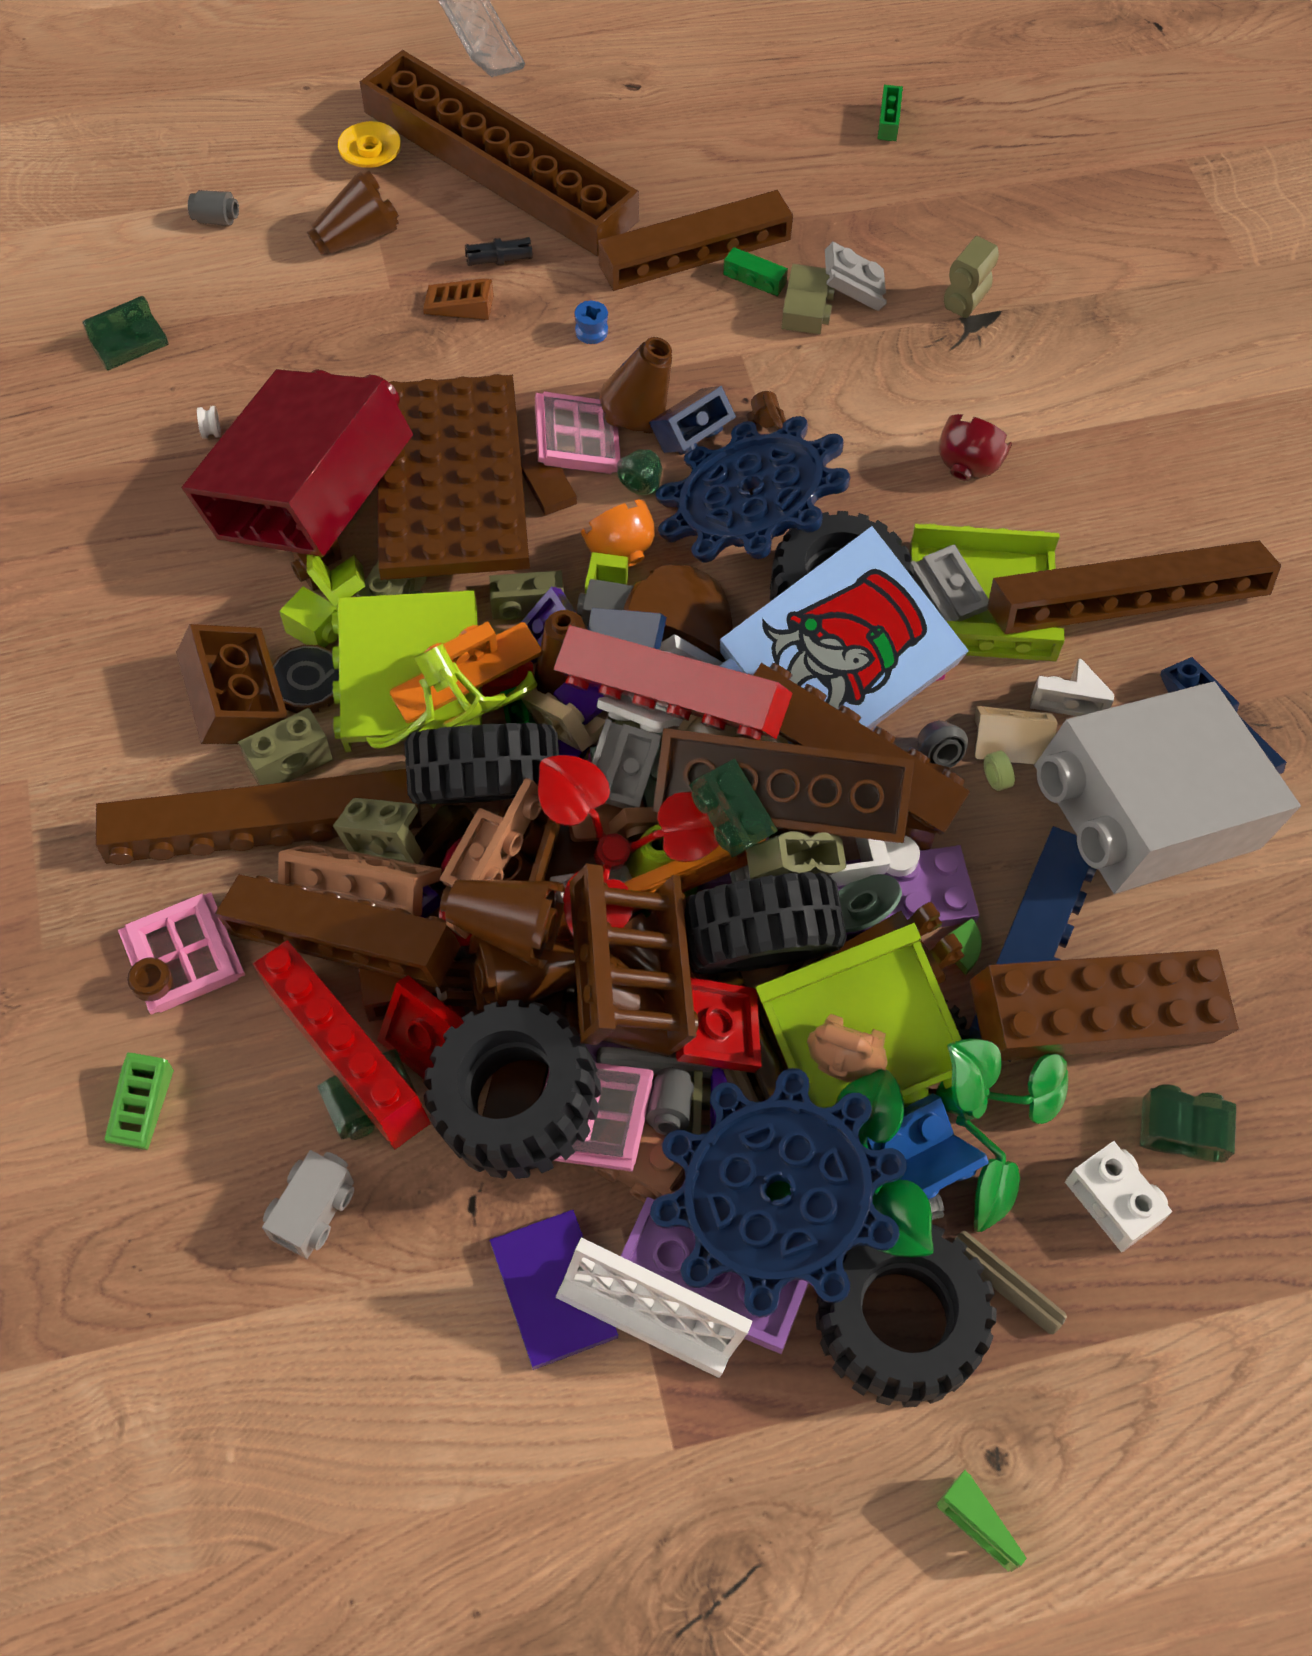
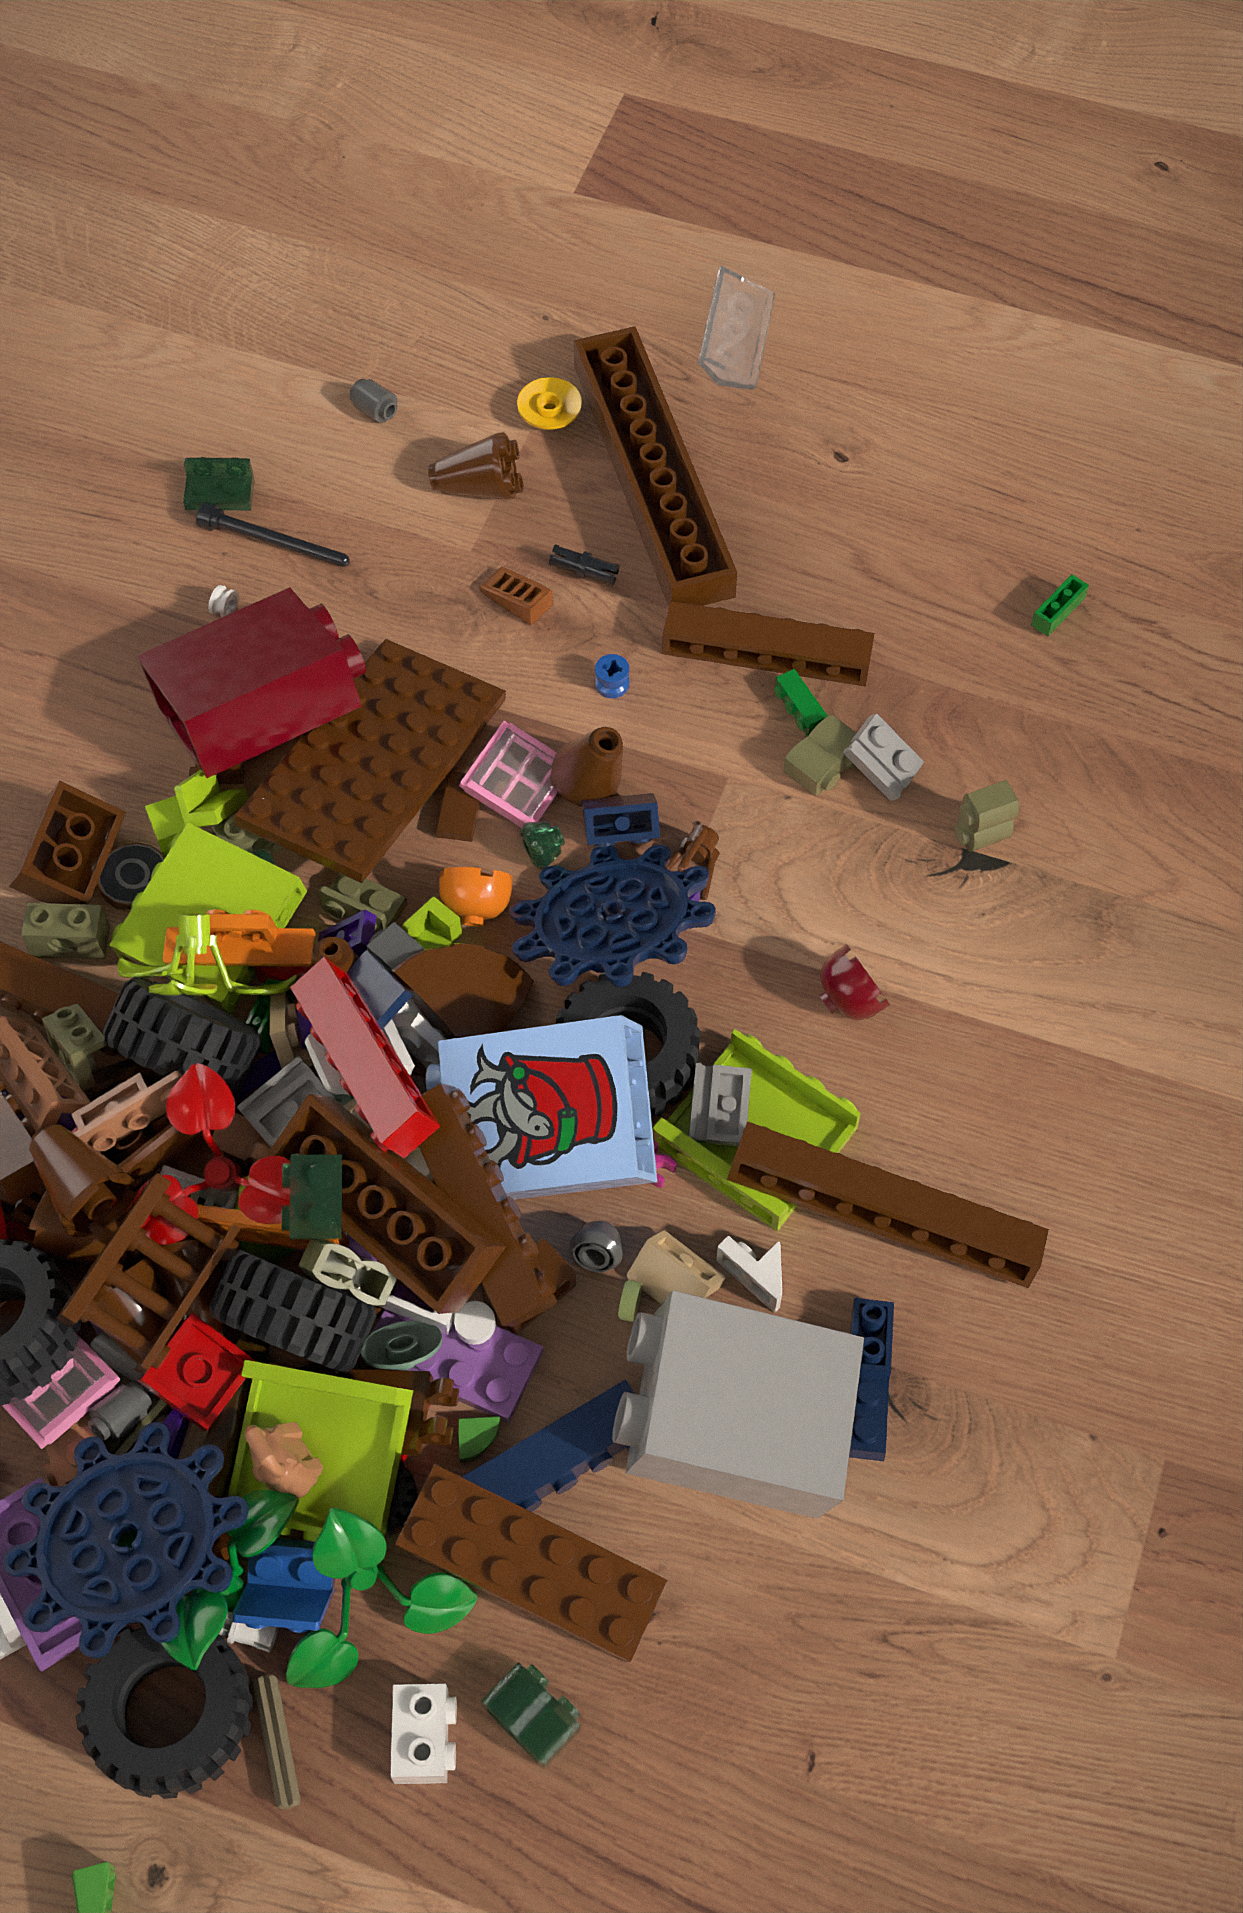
camera: 35 degrees right, 0 degrees up
(143, 362) = (211, 517): none -> black piece

